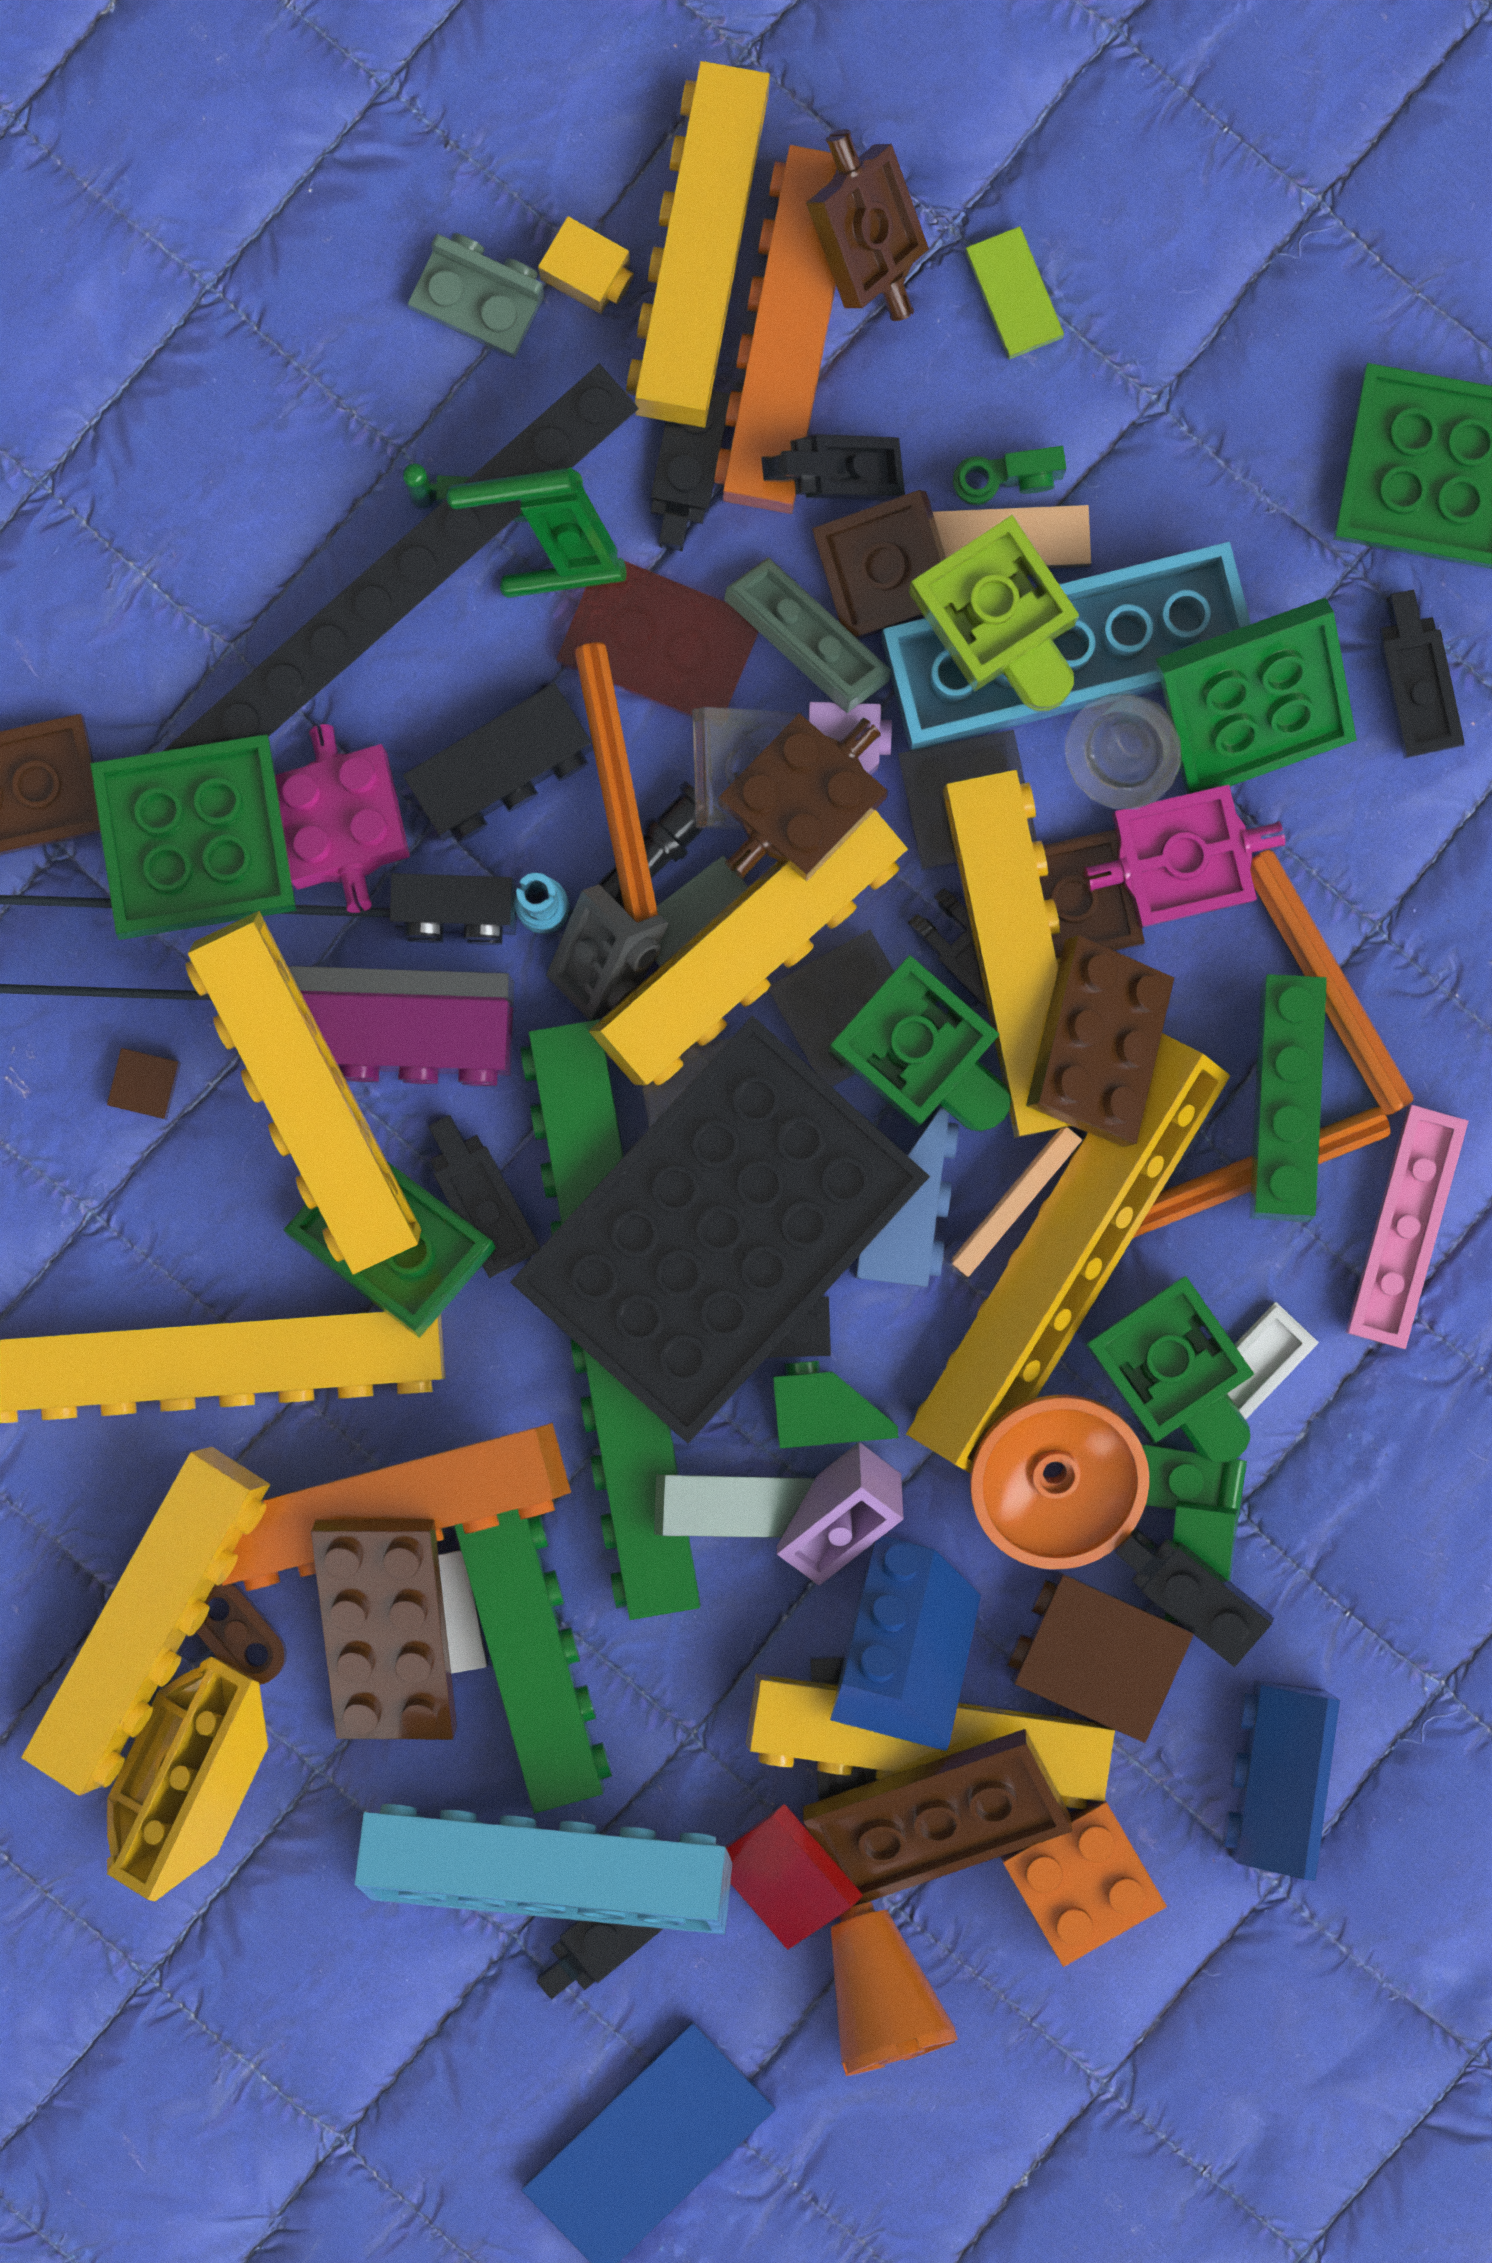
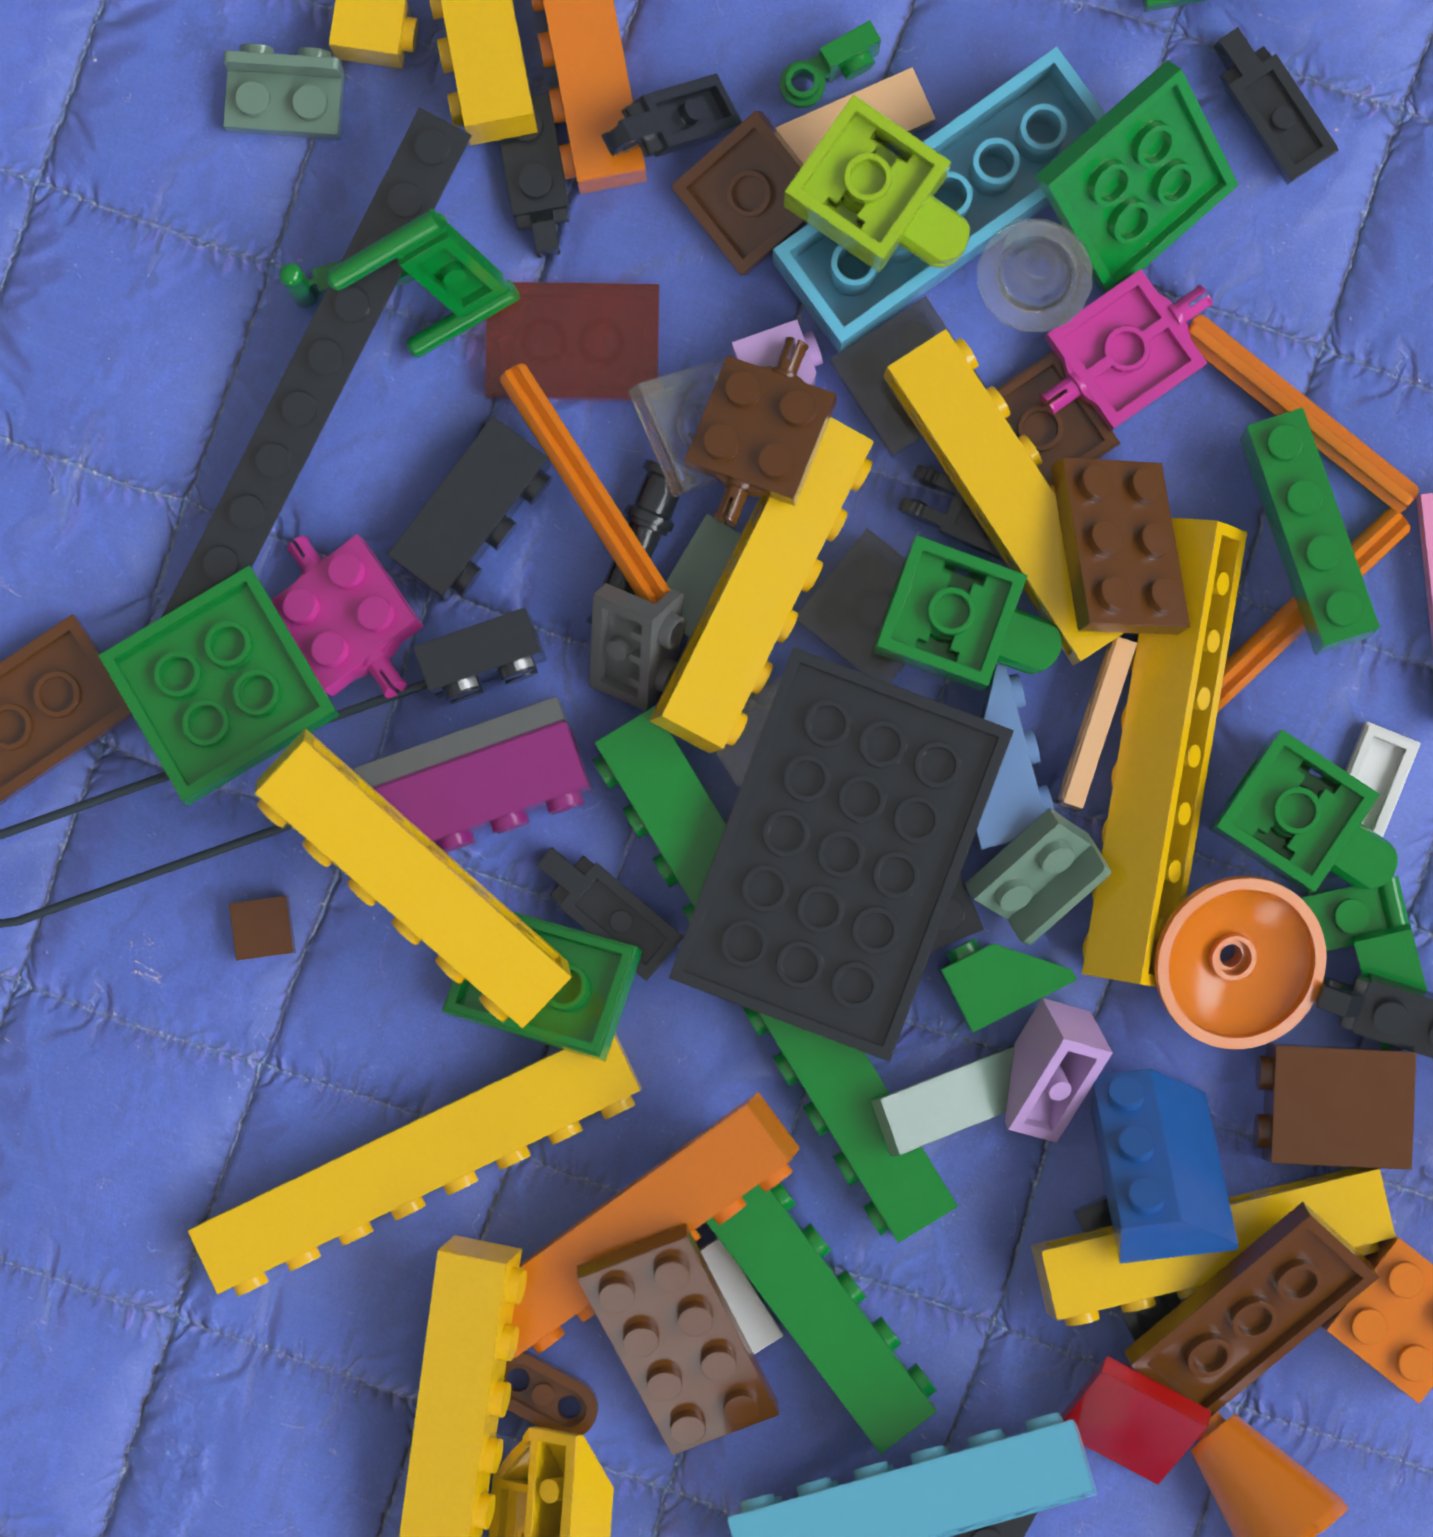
camera: 15 degrees left, 0 degrees up
(550, 913) = (571, 628): medium azure pin -> none
(807, 635) = (705, 283): sand green tile -> none
(902, 1324) = (1040, 875): none -> sand green bracket

